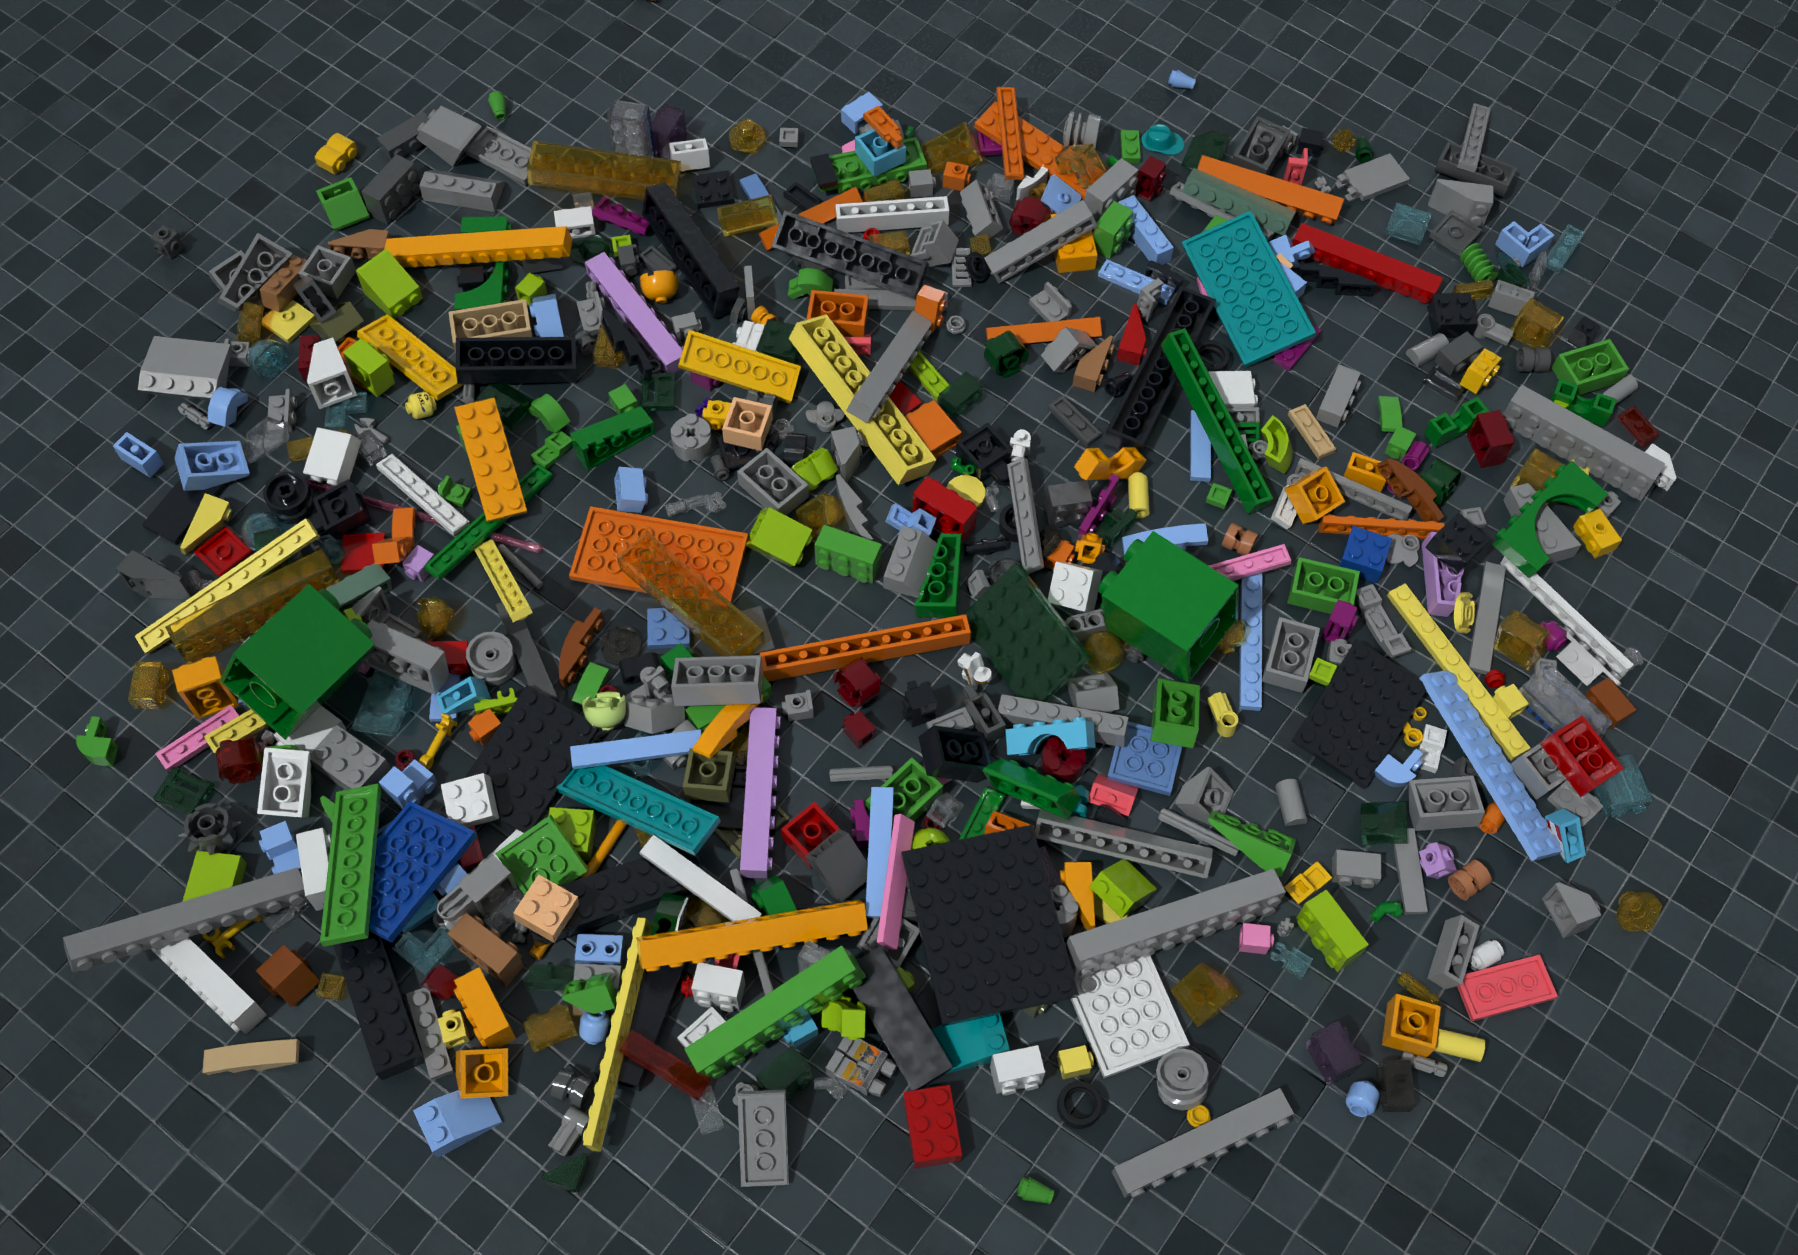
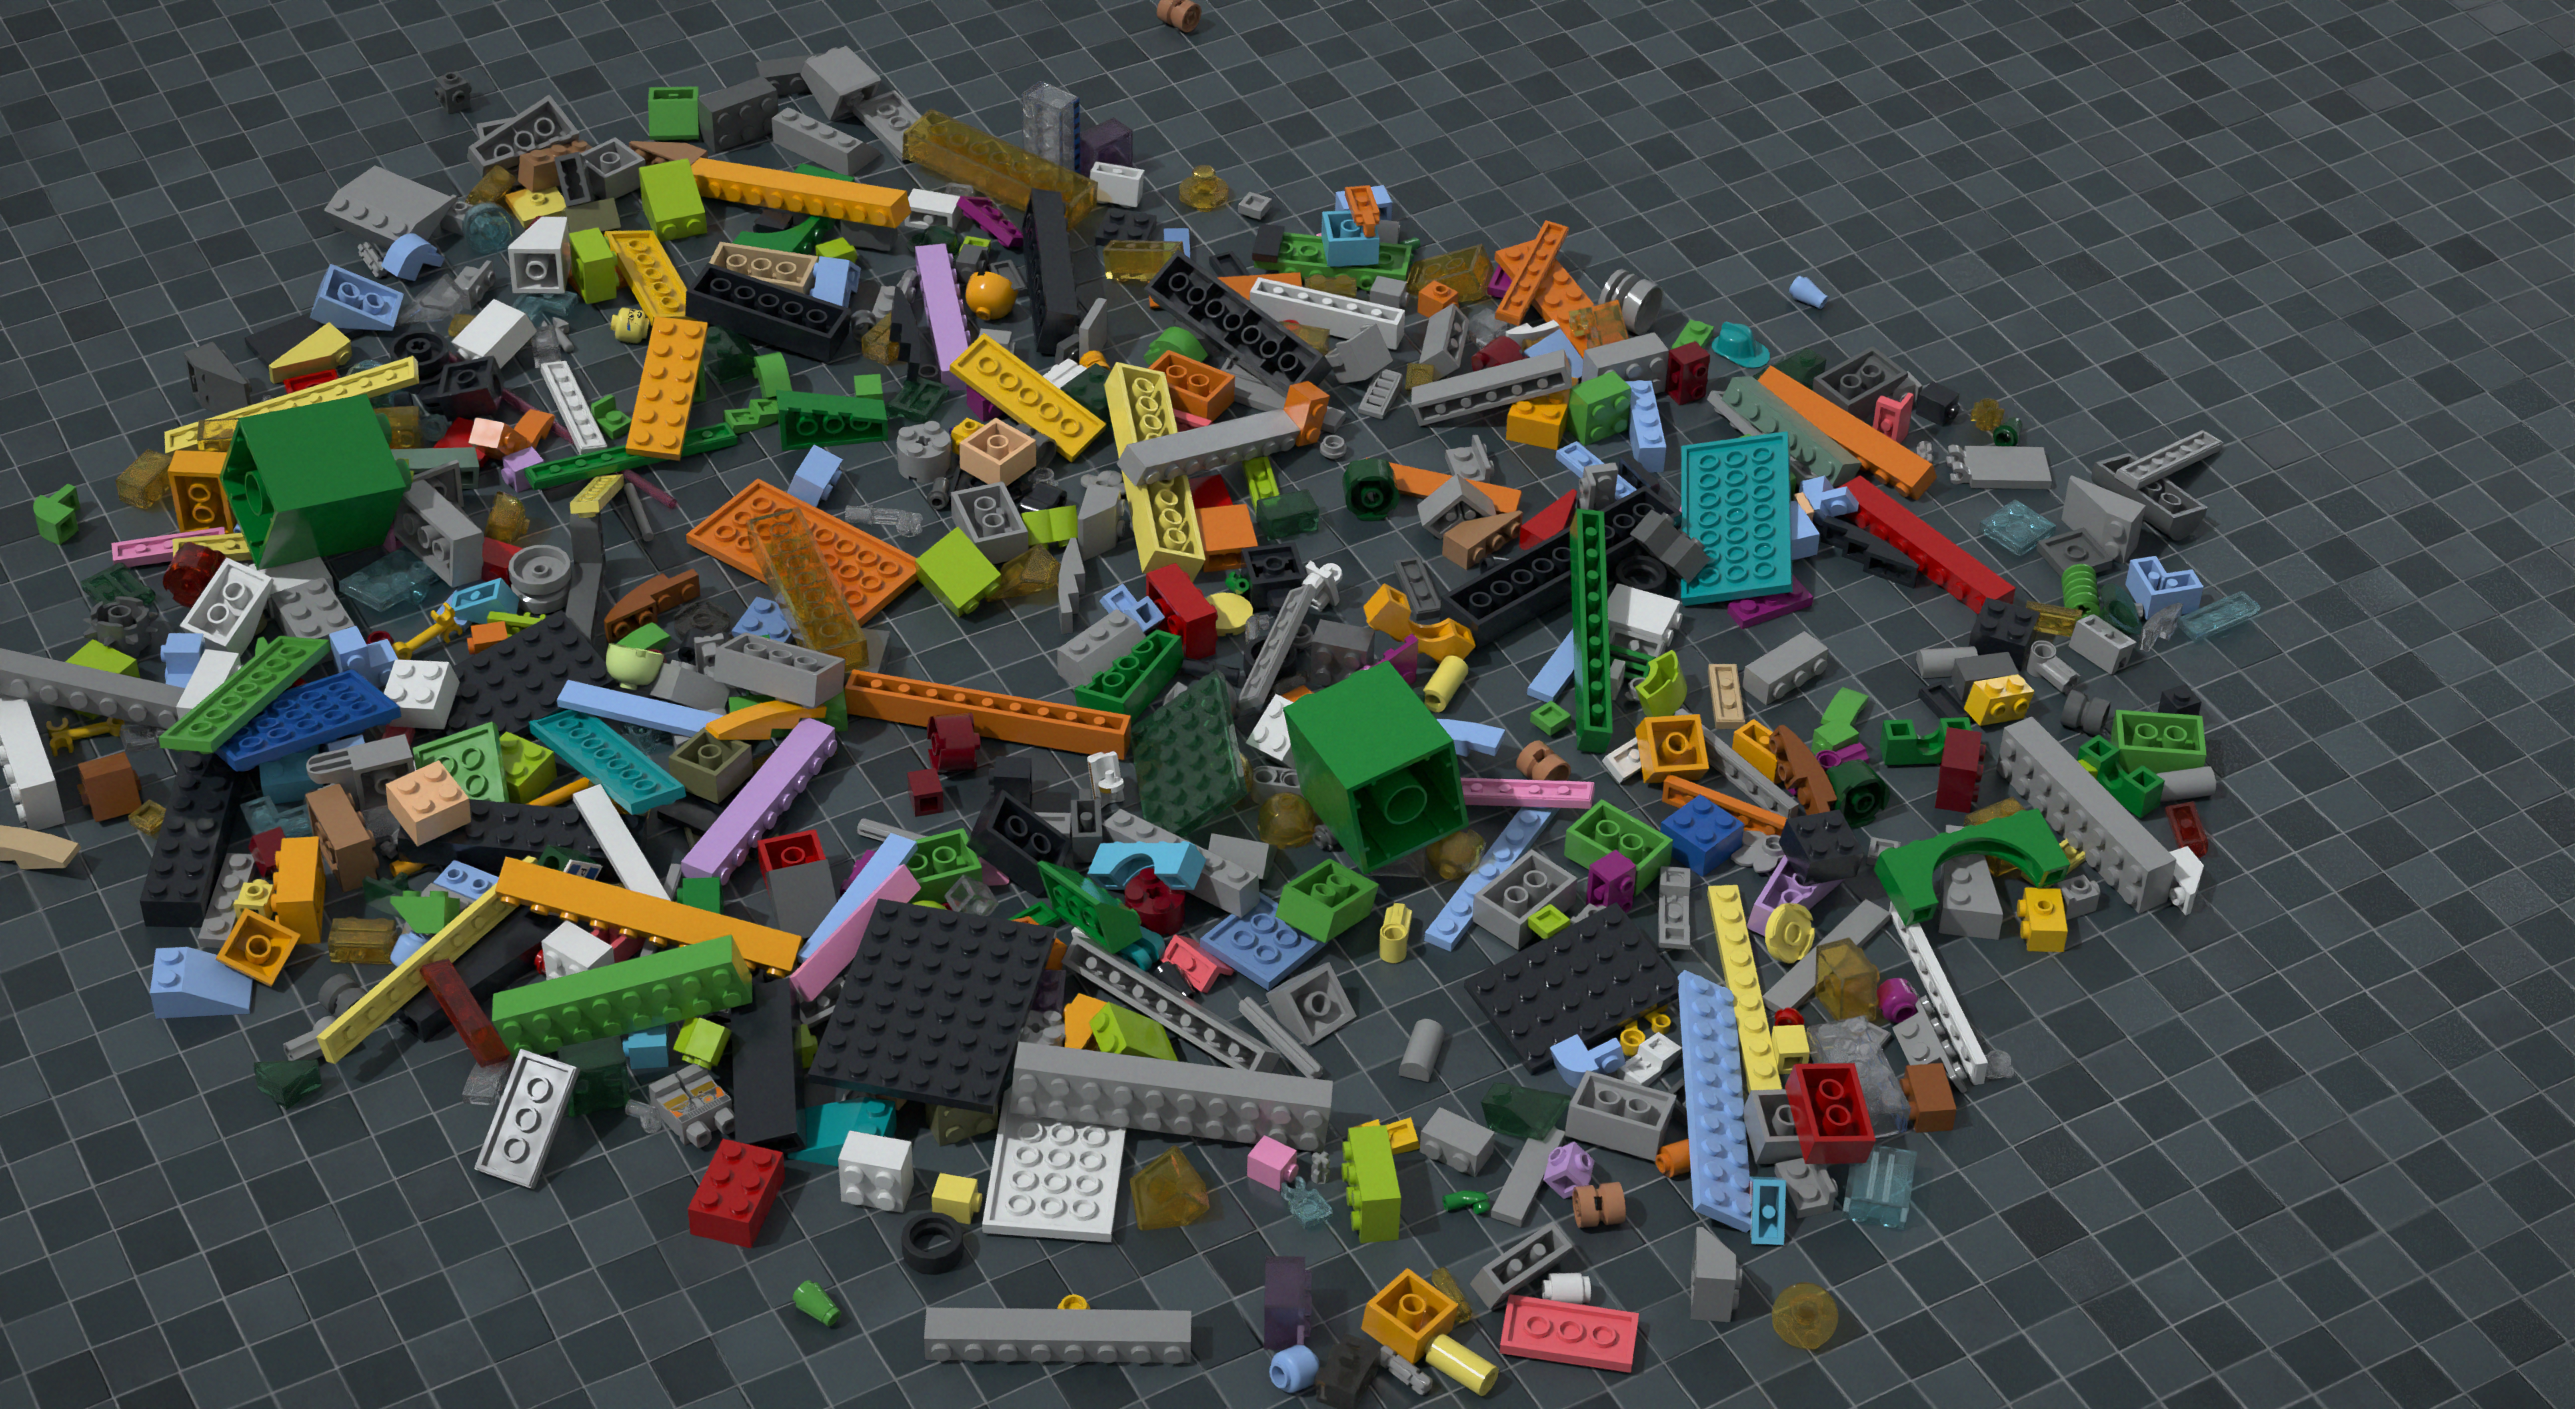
camera: 25 degrees right, 20 degrees down
(138, 454) = (283, 271): light blue brick -> none
(336, 153) = (701, 66): yellow brick -> none
(498, 104) = (923, 74): bright green cone -> none
(795, 711) = (869, 746): light grey brick -> none
(848, 554) = (1029, 616): bright green brick -> none
(981, 271) = (1394, 385): black gear -> none
(1182, 1079) = (1073, 1257): light grey wheel -> none
(1222, 329) = (1670, 546): none -> dark grey brick
(1264, 848) = (1354, 1084): bright green wedge -> none
(1536, 324) = (2111, 673): clear yellow brick -> none

